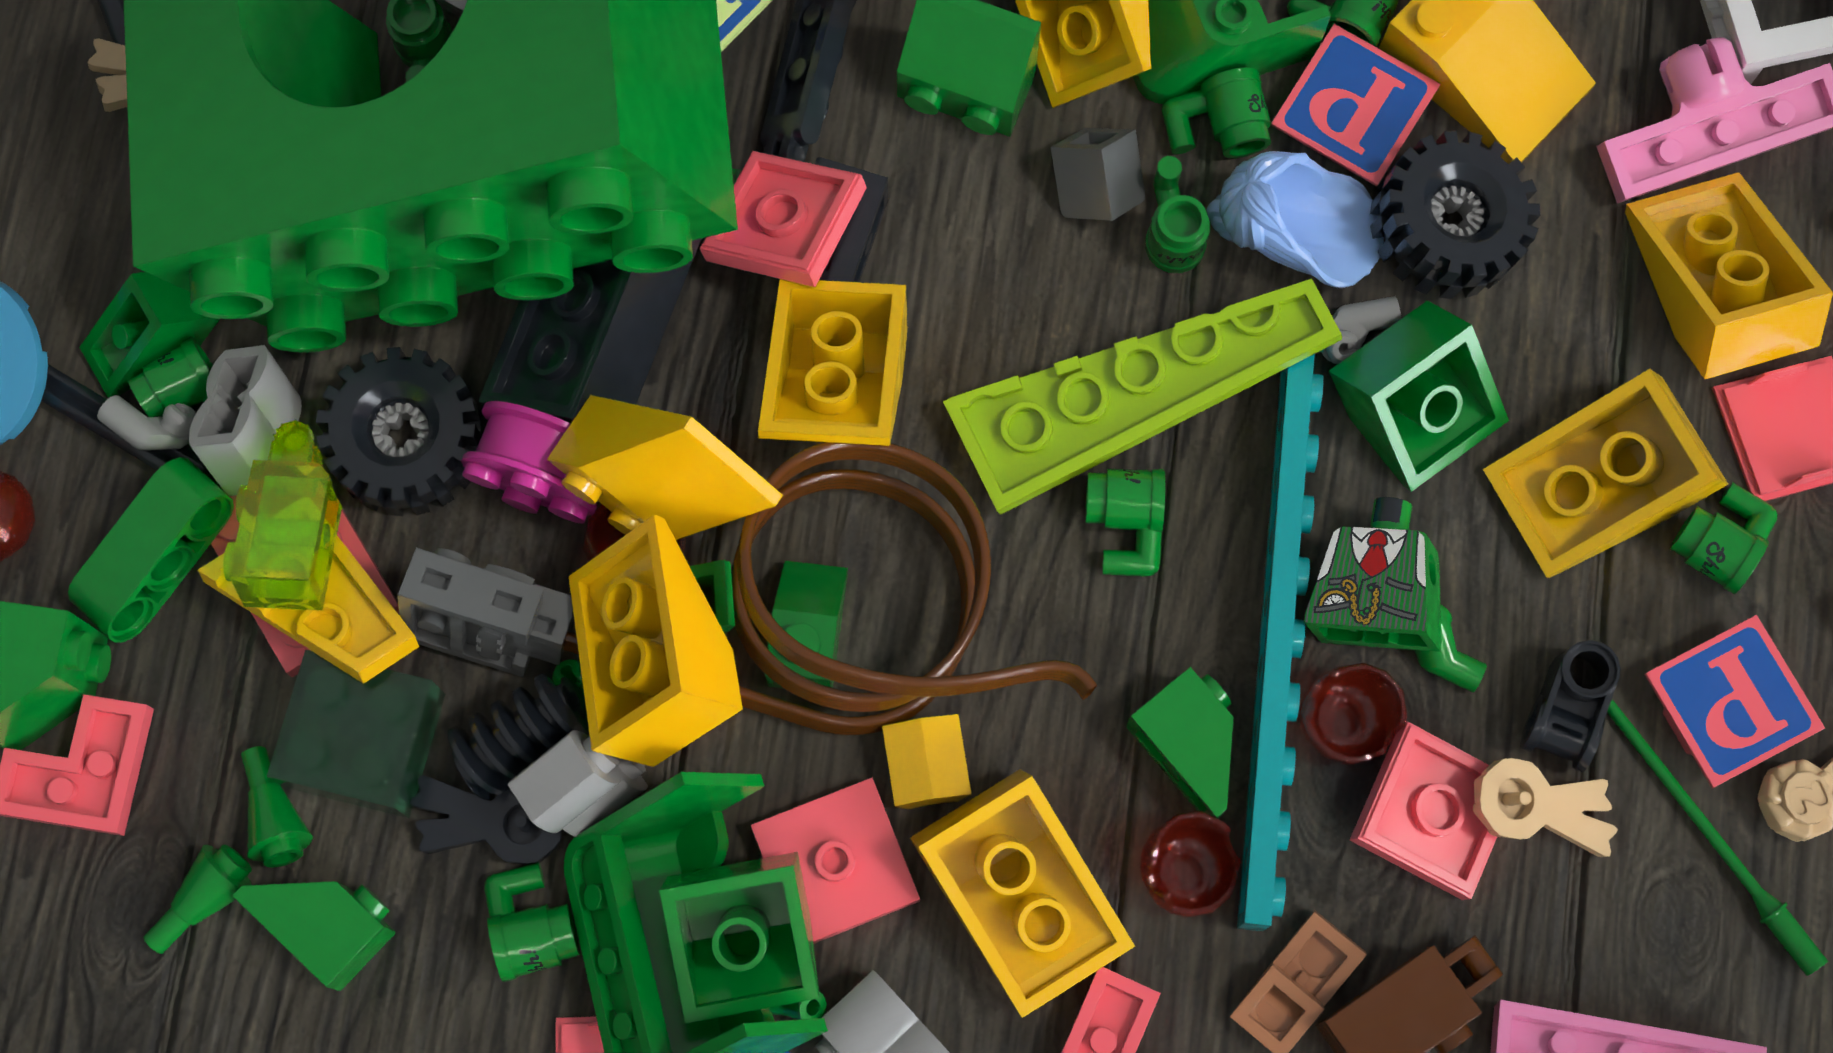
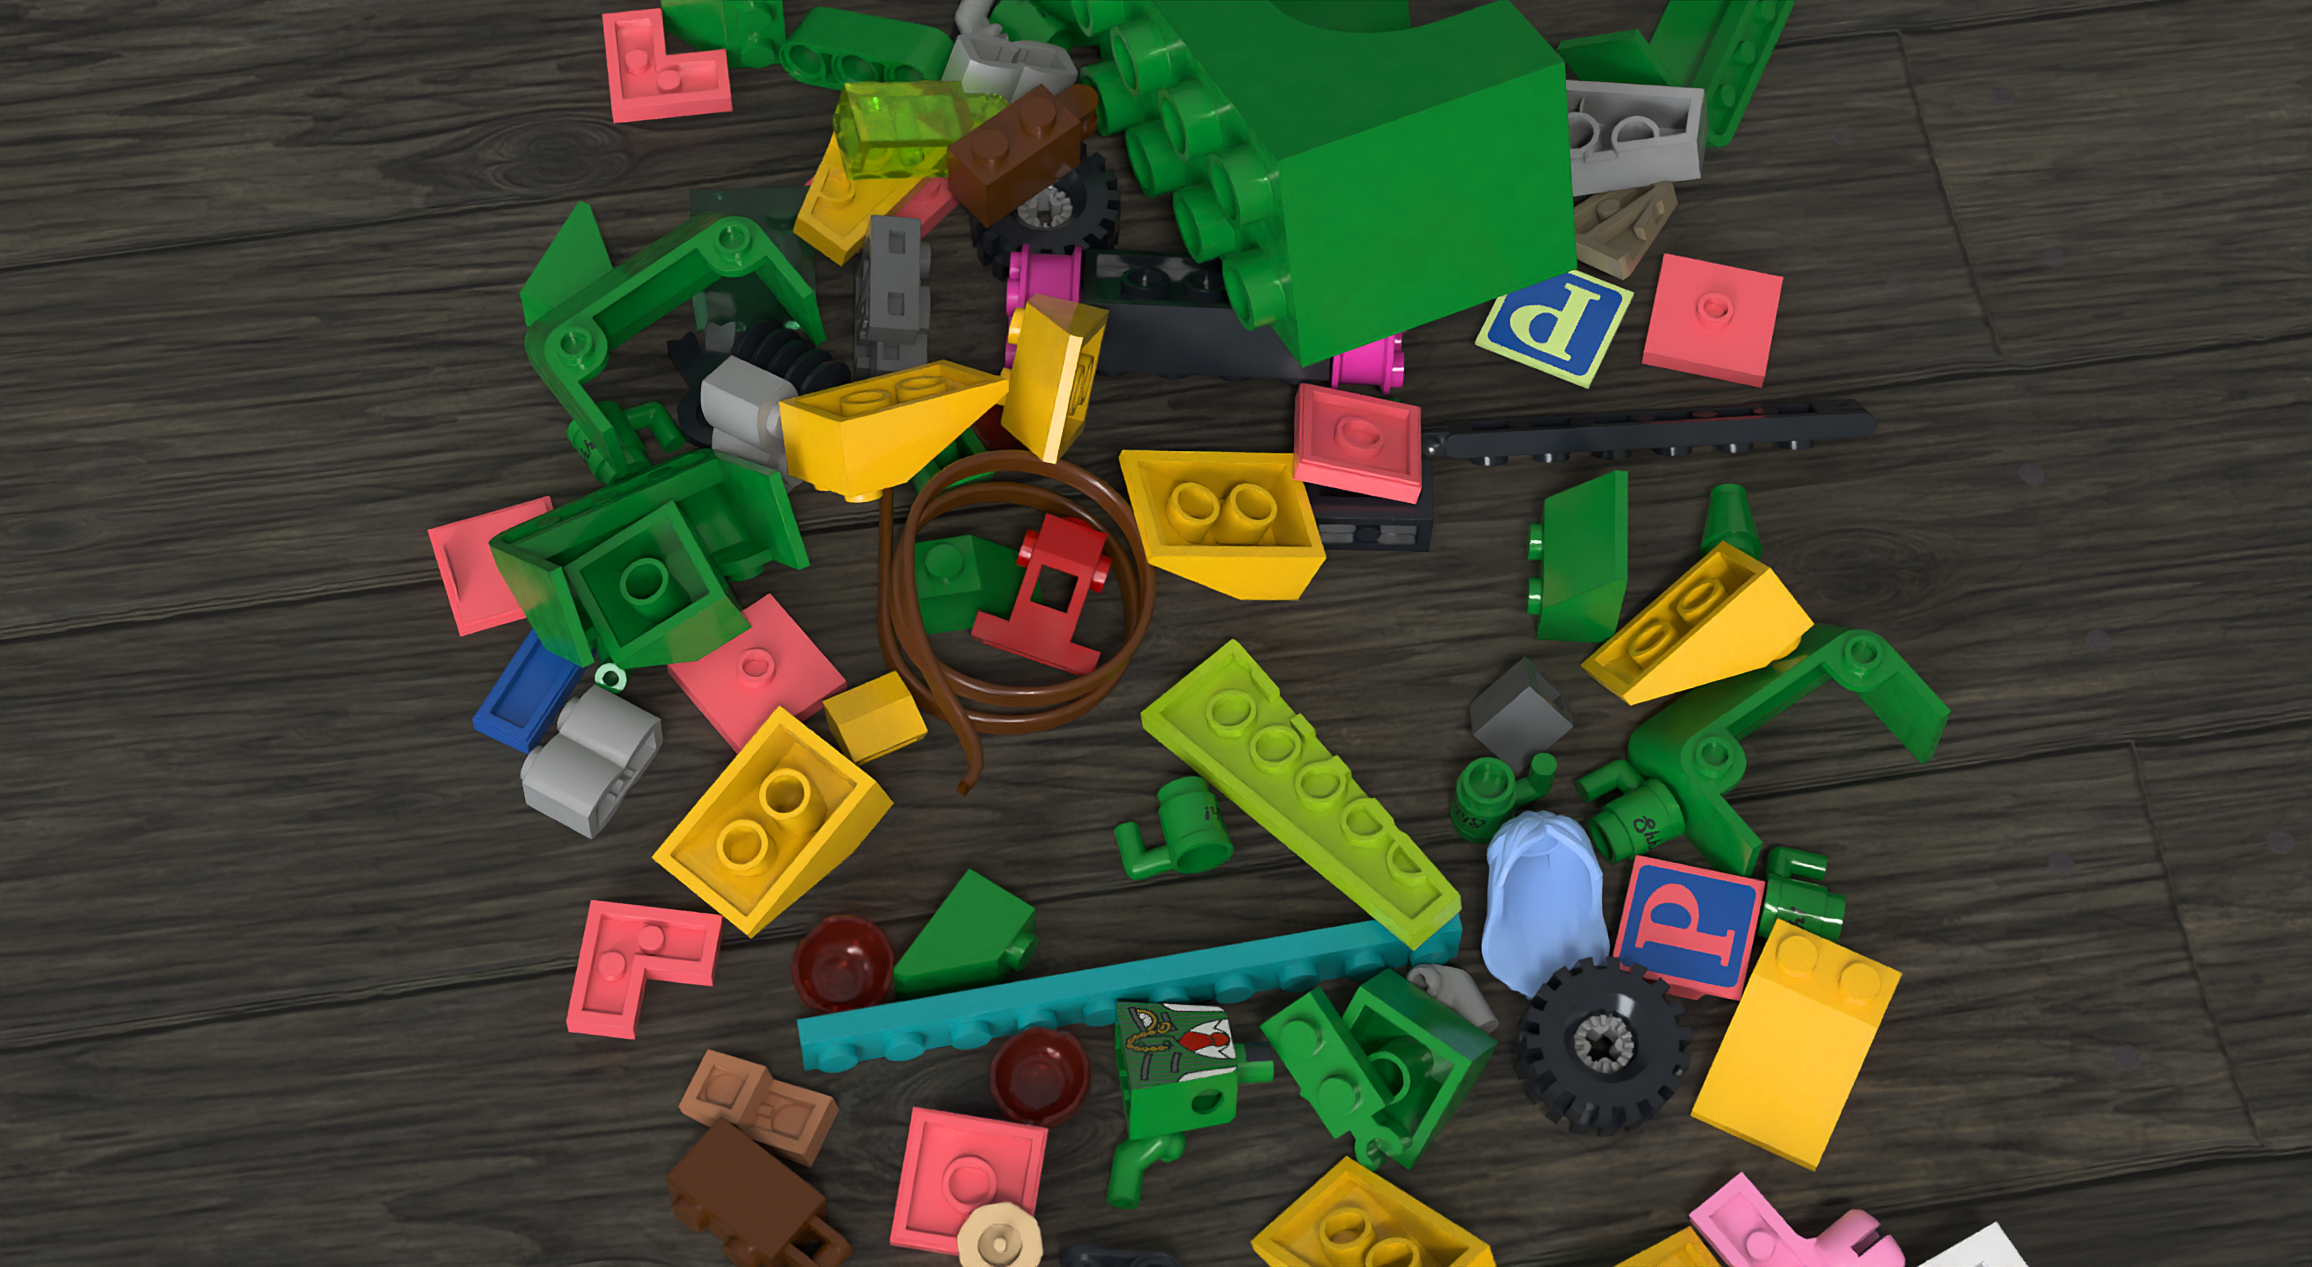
camera: 70 degrees right, 15 degrees down
(204, 891) = (599, 189): green cone -> none
(274, 825) = (649, 221): green cone -> none
(349, 425) = (1021, 150): none -> reddish brown brick
(407, 939) = (578, 335): none -> green windscreen
(816, 541) = (1040, 631): none -> red tile
(1423, 450) = (1336, 1075): none -> green plate

